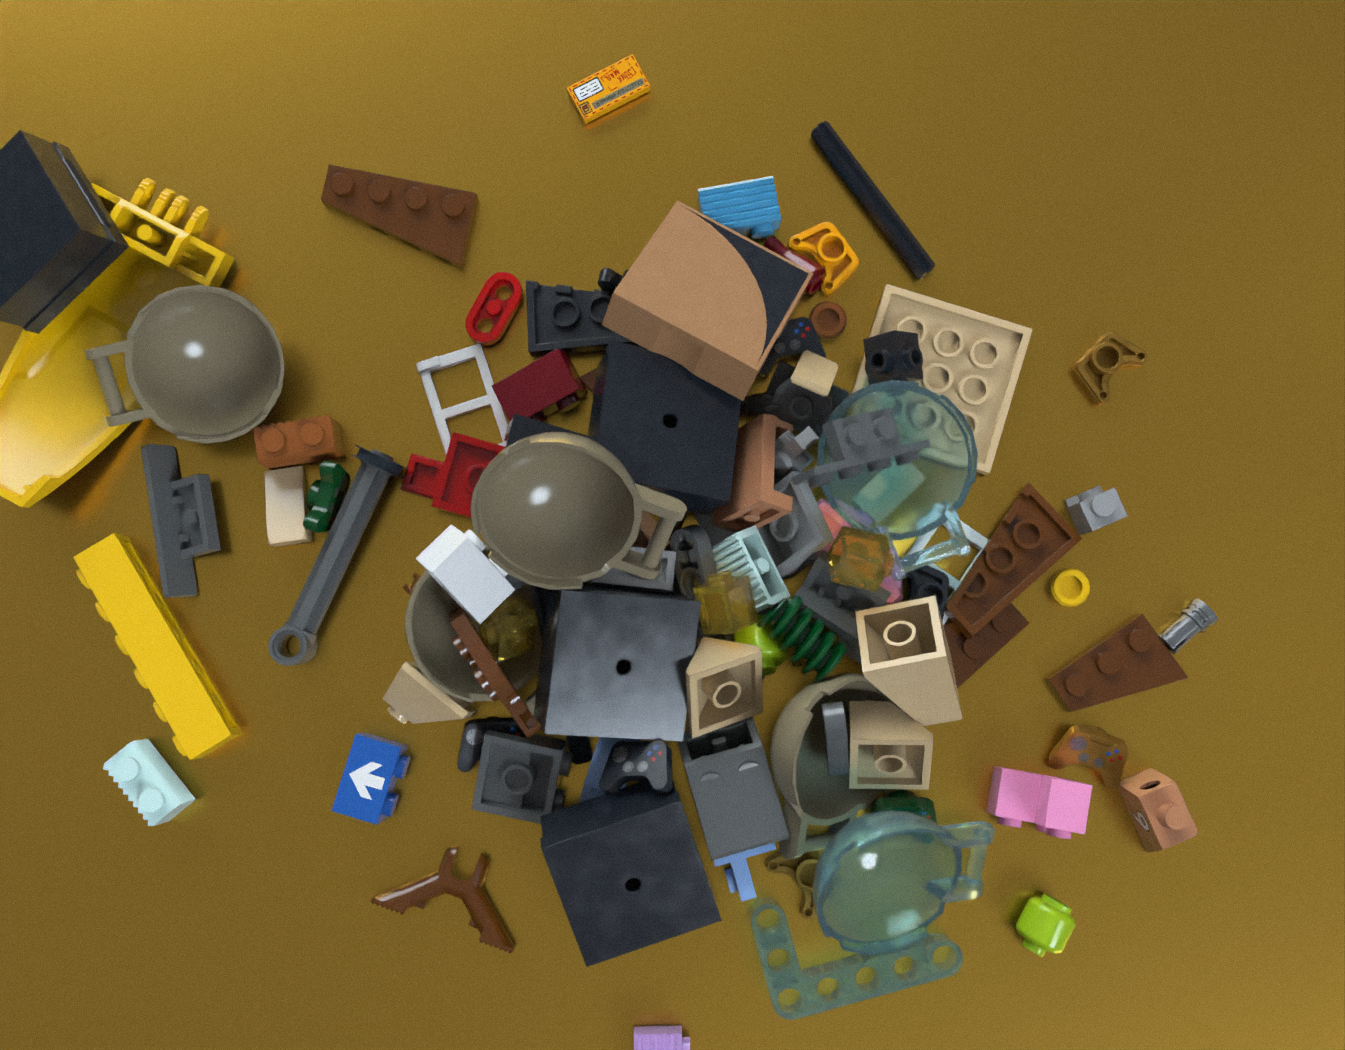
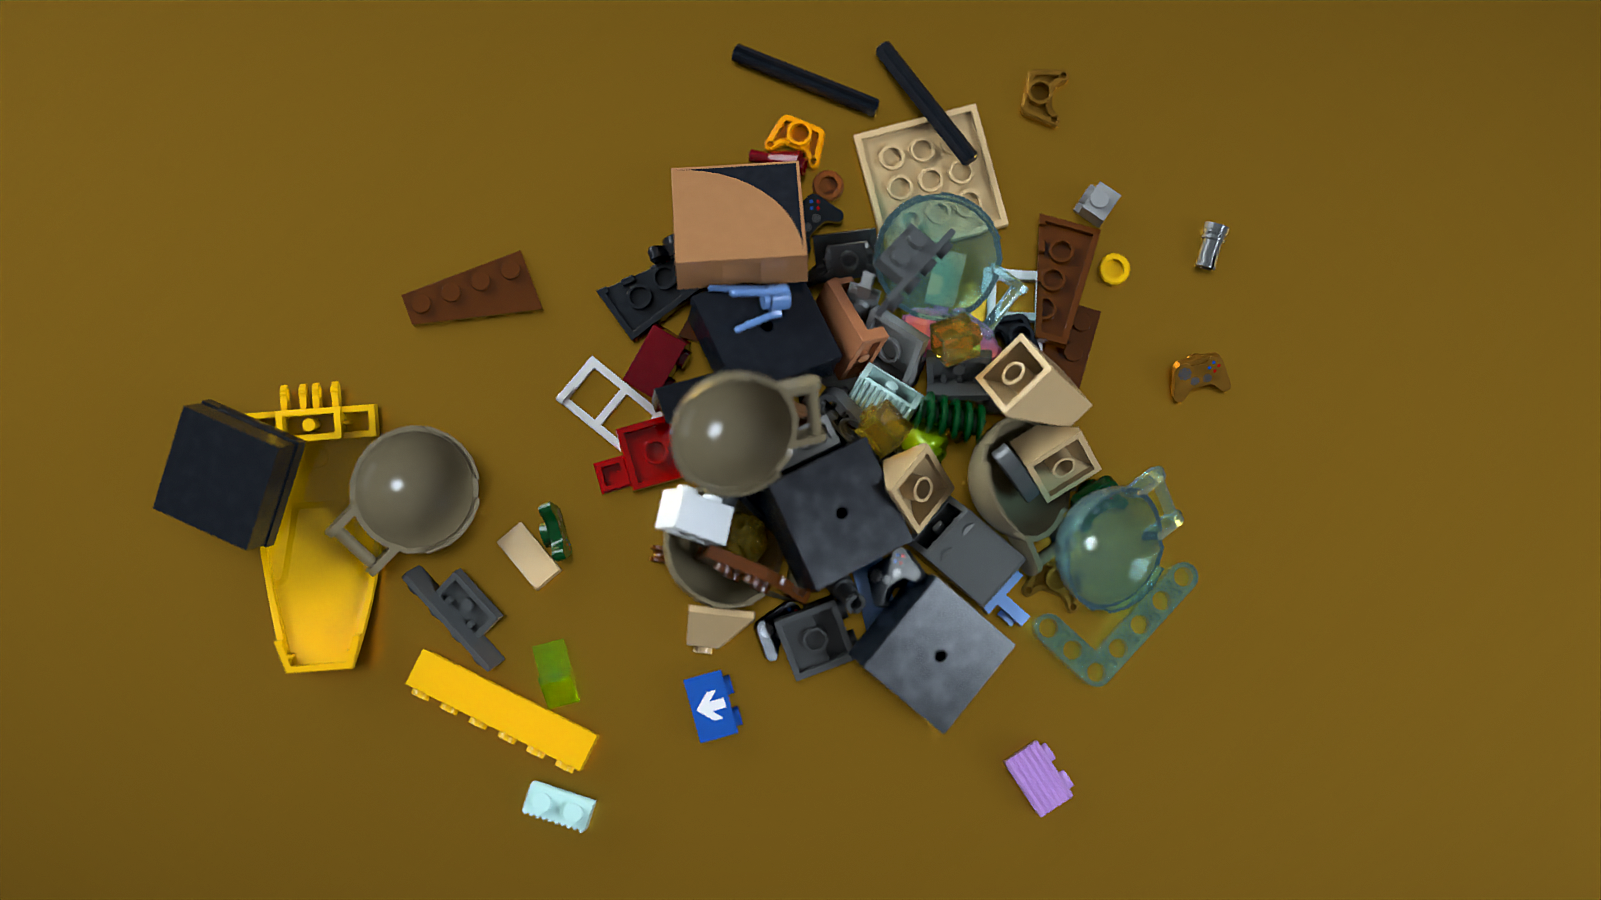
camera: 30 degrees left, 0 degrees up
(235, 647) = (555, 674): none -> clear neon green slope
(299, 442) = (510, 505): dark orange brick -> none
(334, 558) = (587, 565): dark grey piece -> none
(448, 882) = (829, 740): reddish brown piece -> none
(492, 309) = (586, 325): red plate -> none
(579, 756) = (846, 592): none -> dark grey pin
(608, 89) = (566, 116): light orange tile -> none
(693, 393) = (771, 297): none -> medium blue plant
(743, 206) = (717, 142): dark azure brick -> none
(814, 373) = (844, 230): tan slope -> none
(893, 357) = (891, 186): black brick -> none
(982, 298) = (926, 103): none -> black axle
(1045, 925) = (1239, 512): lime head -> none
(1049, 801) = (1184, 427): bright pink brick -> none
(1115, 667) = (1180, 304): reddish brown wing -> none
(1157, 812) = (1266, 386): nougat torso -> none

